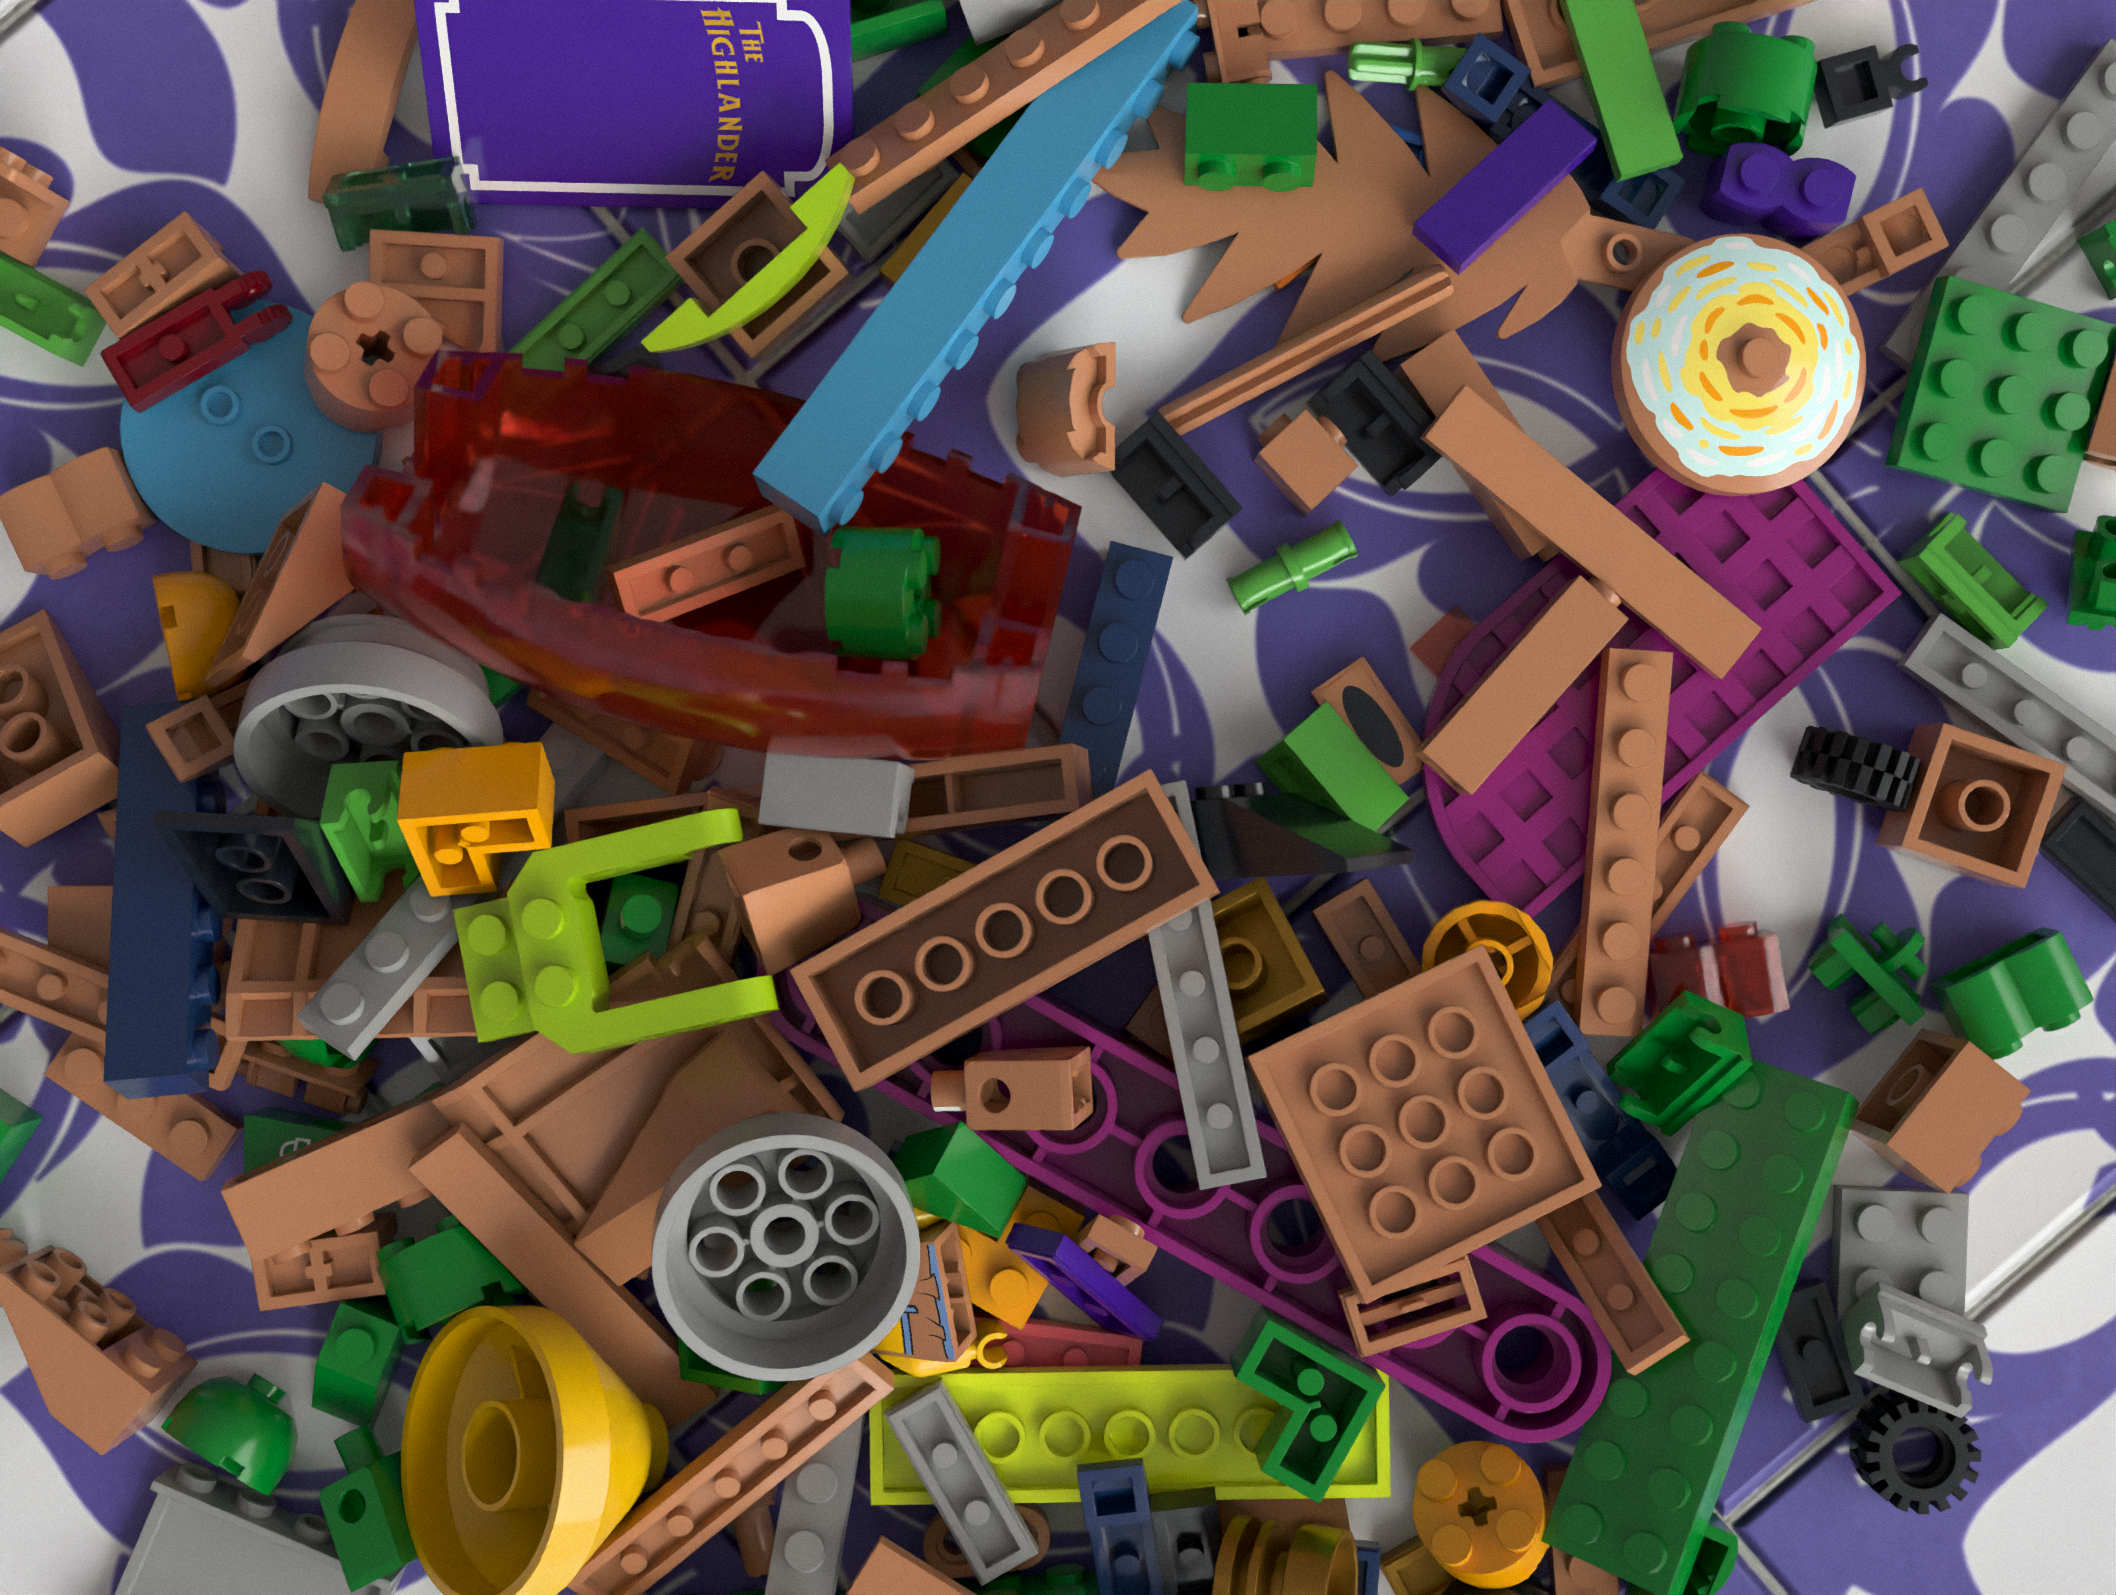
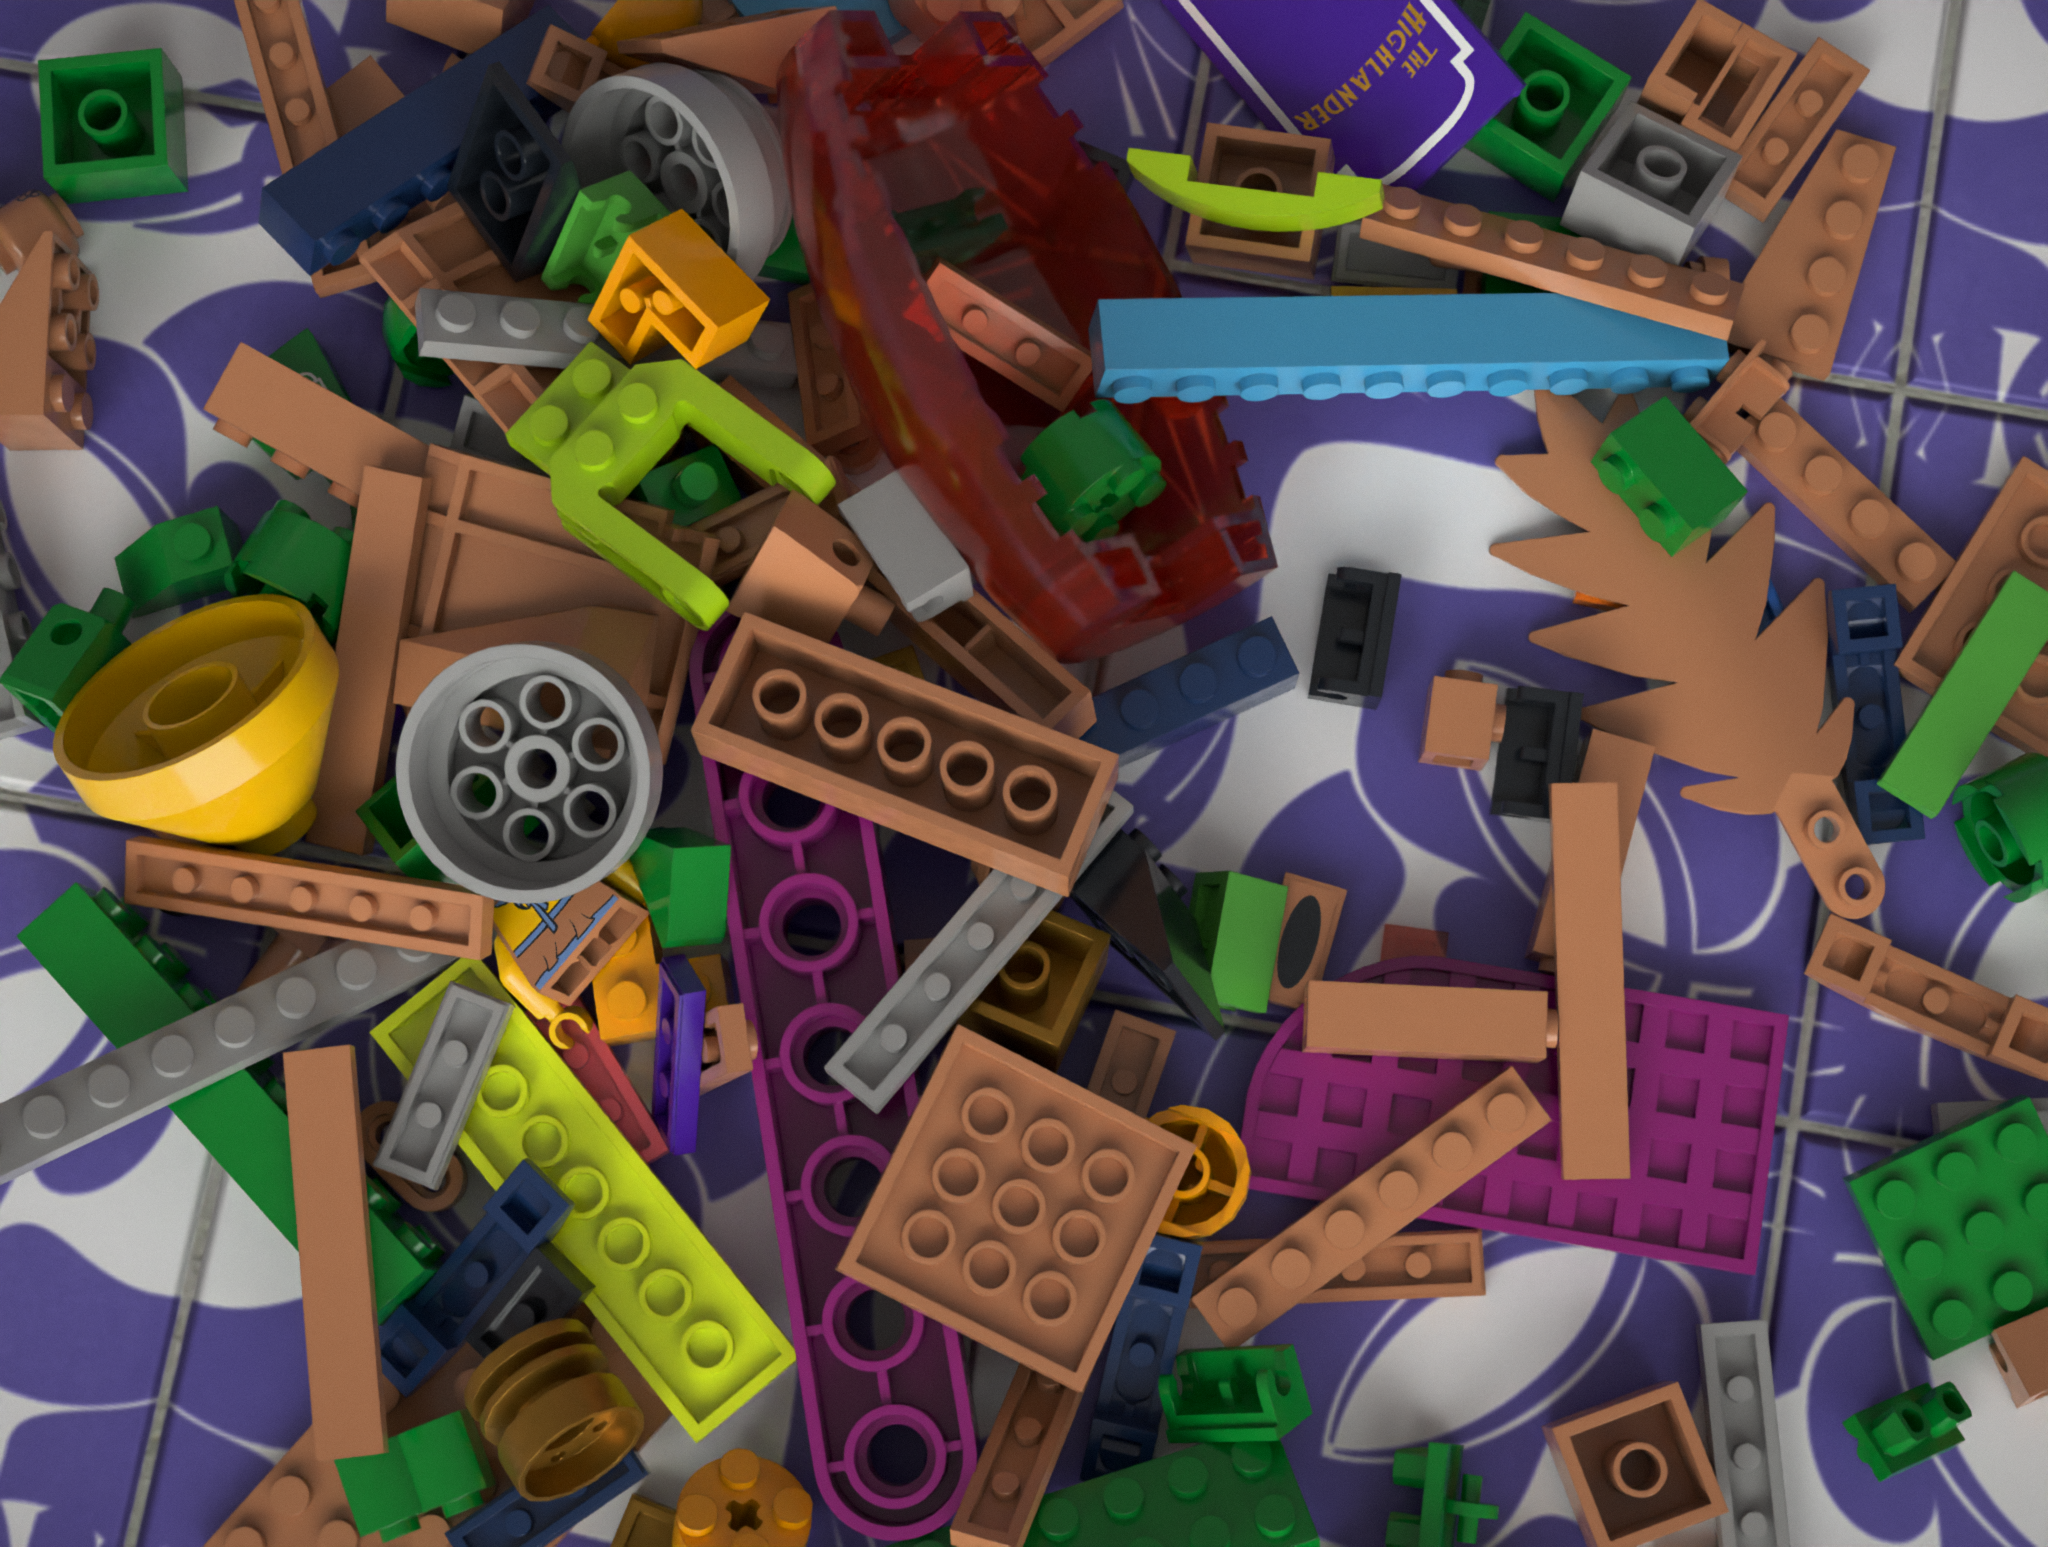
camera: 55 degrees right, 10 degrees down
(178, 1127) = (256, 265): nougat plate -> none
(237, 1428) = (57, 511): green cylinder -> none
(329, 1271) = (231, 475): nougat hinge -> none
(330, 1088) = (377, 378): nougat hinge -> none
(603, 307) = (1134, 116): bright green tile -> none
(1045, 1086) = (793, 864): nougat torso -> none
(1063, 413) = (1339, 506): nougat cylinder -> none
(1292, 567) = (1369, 779): bright green pin -> none
(1308, 349) = (1545, 653): nougat axle -> none
(1321, 1399) = (737, 1307): green brick -> none
(1402, 63) = (1822, 548): bright green axle -> none
(1420, 1328) = (914, 1348): nougat tile -> none
(1504, 186) = (1796, 697): dark purple tile -> none
(1733, 970) = (1343, 1389): clear red brick -> none
(1738, 365) = (1818, 991): dish -> none
(1787, 197) = (1983, 928): dark purple brick -> none
(1855, 768) = (1584, 1348): black tyre -> none
(1970, 584) = (1812, 1327): bright green hinge -> none

